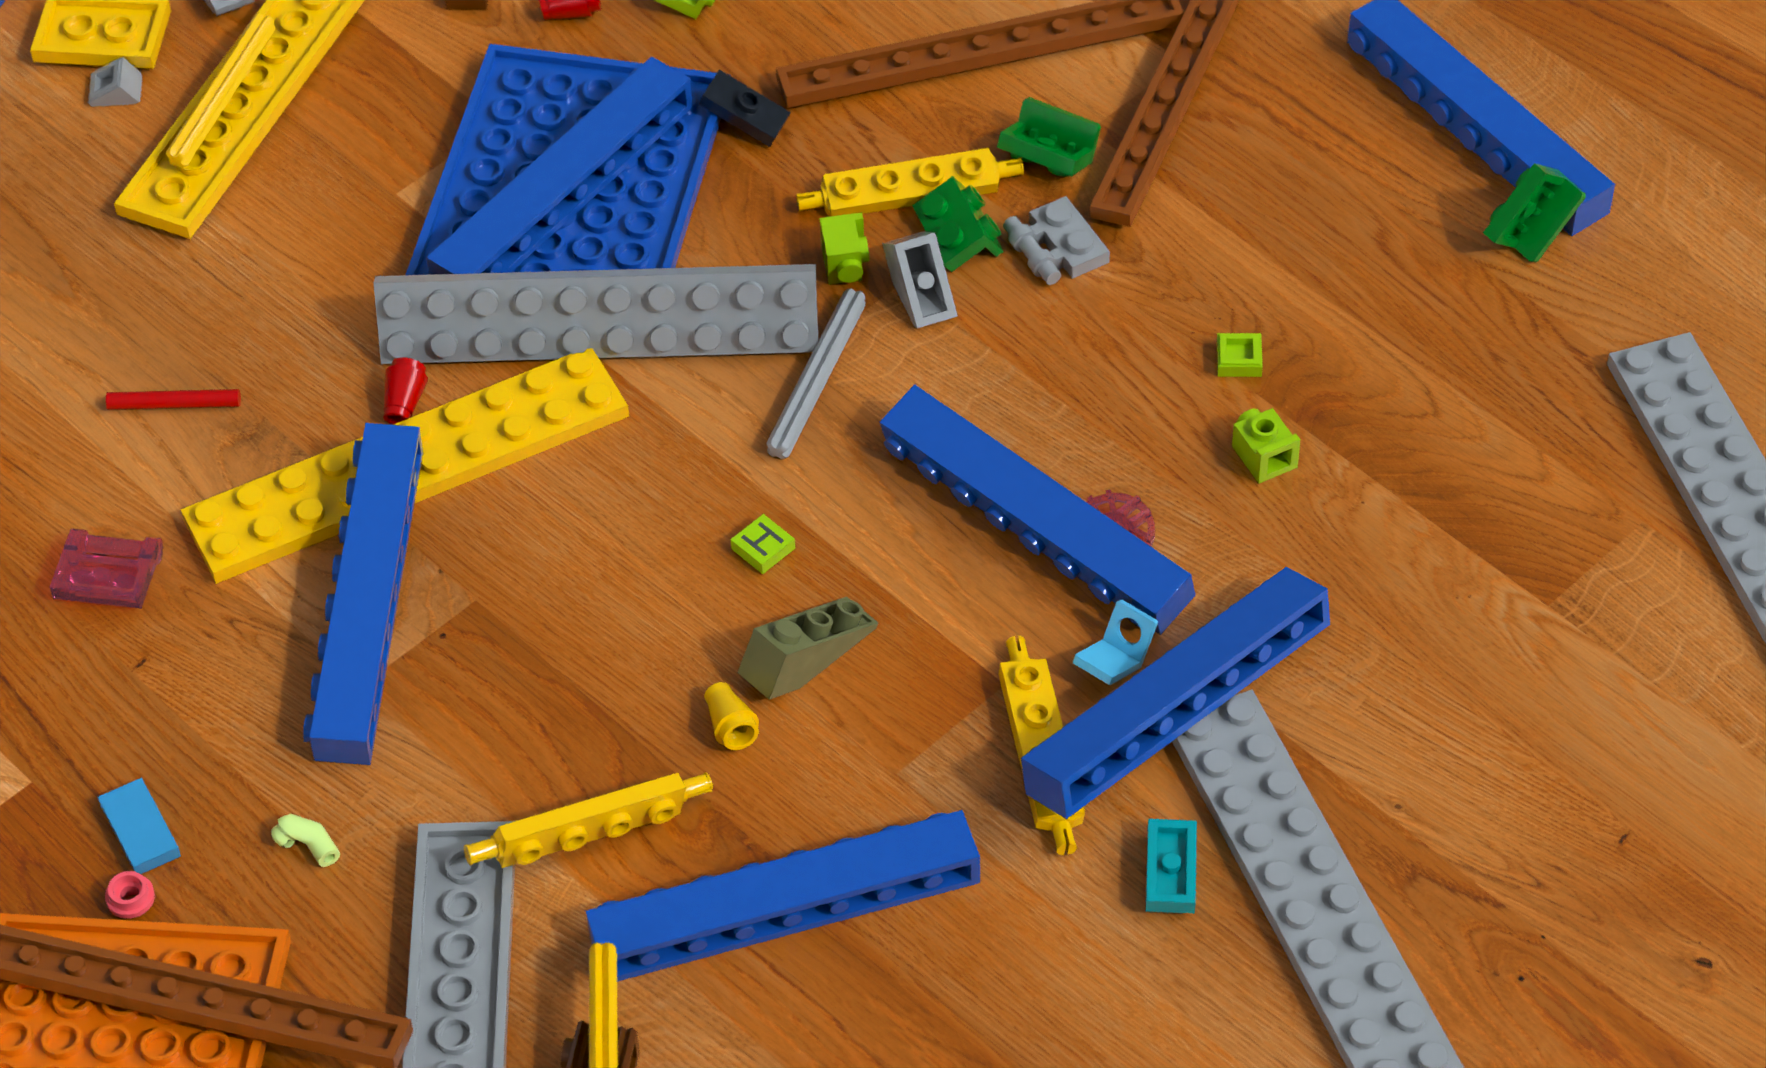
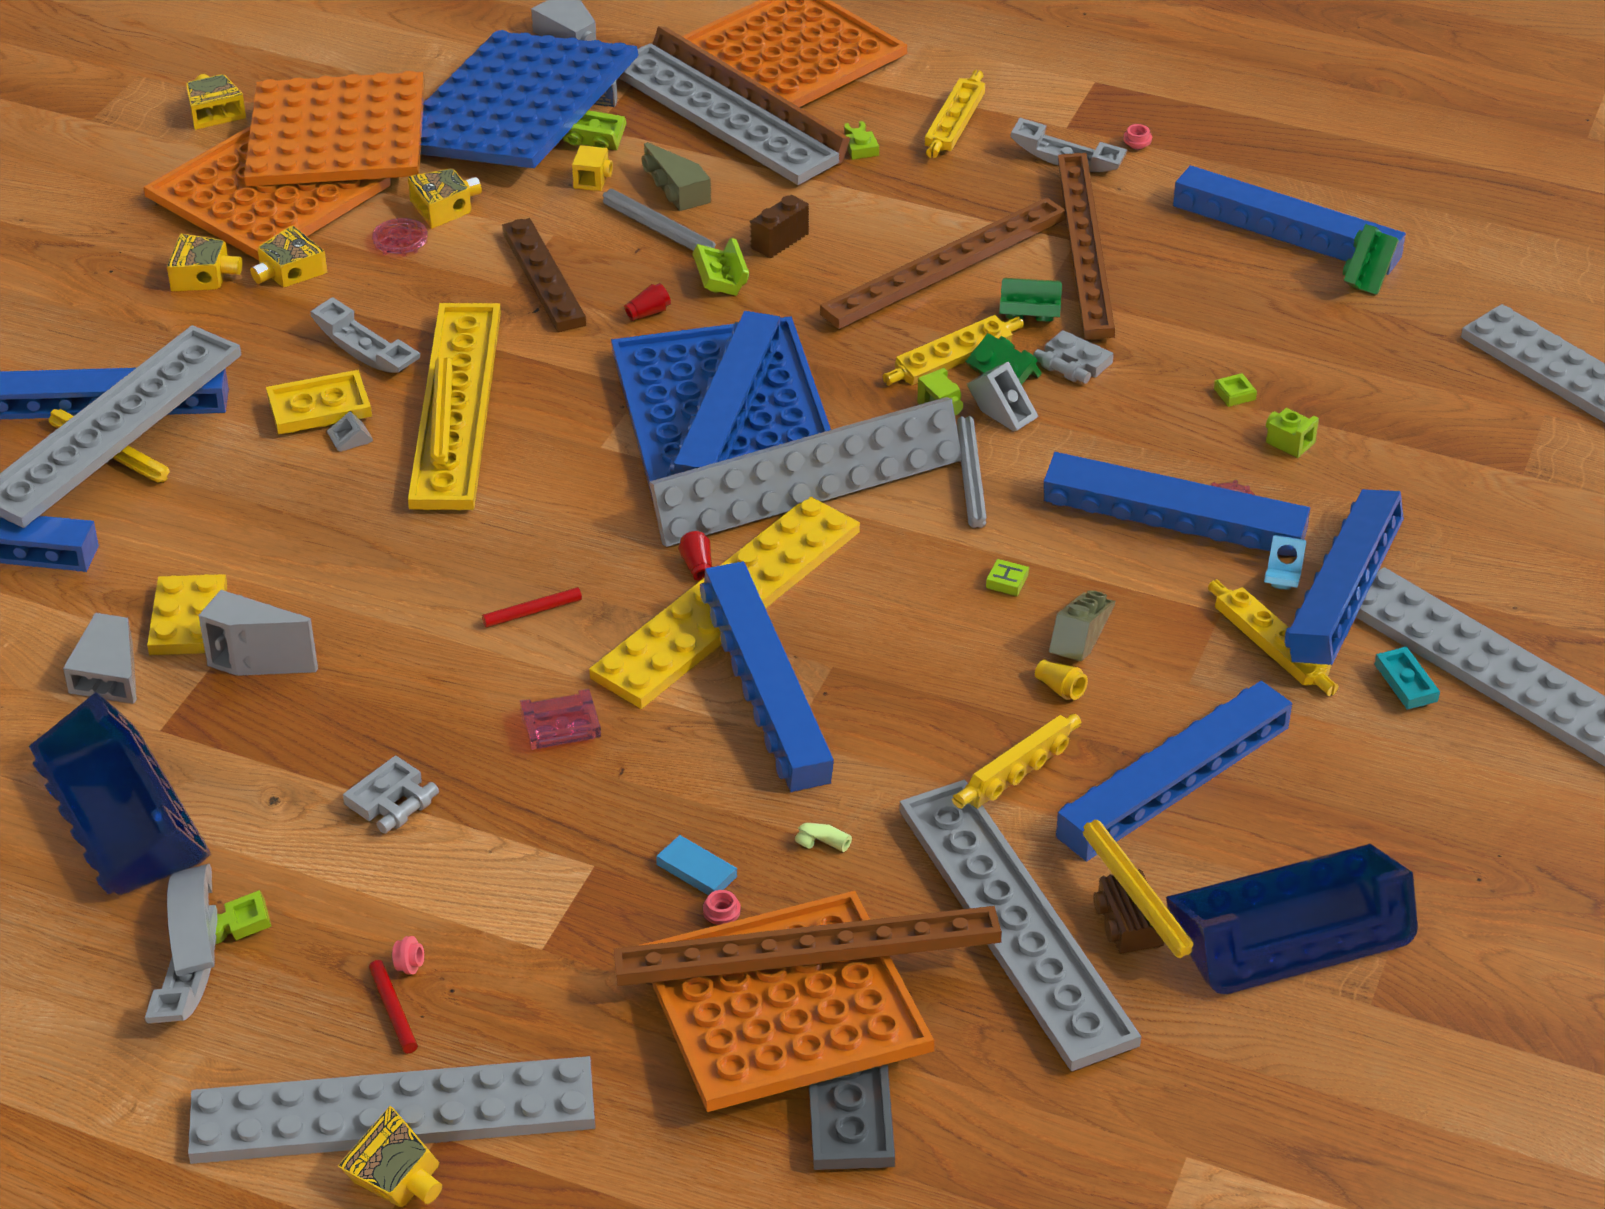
camera: 25 degrees left, 10 degrees down
(744, 108) = (815, 332): black plate -> none

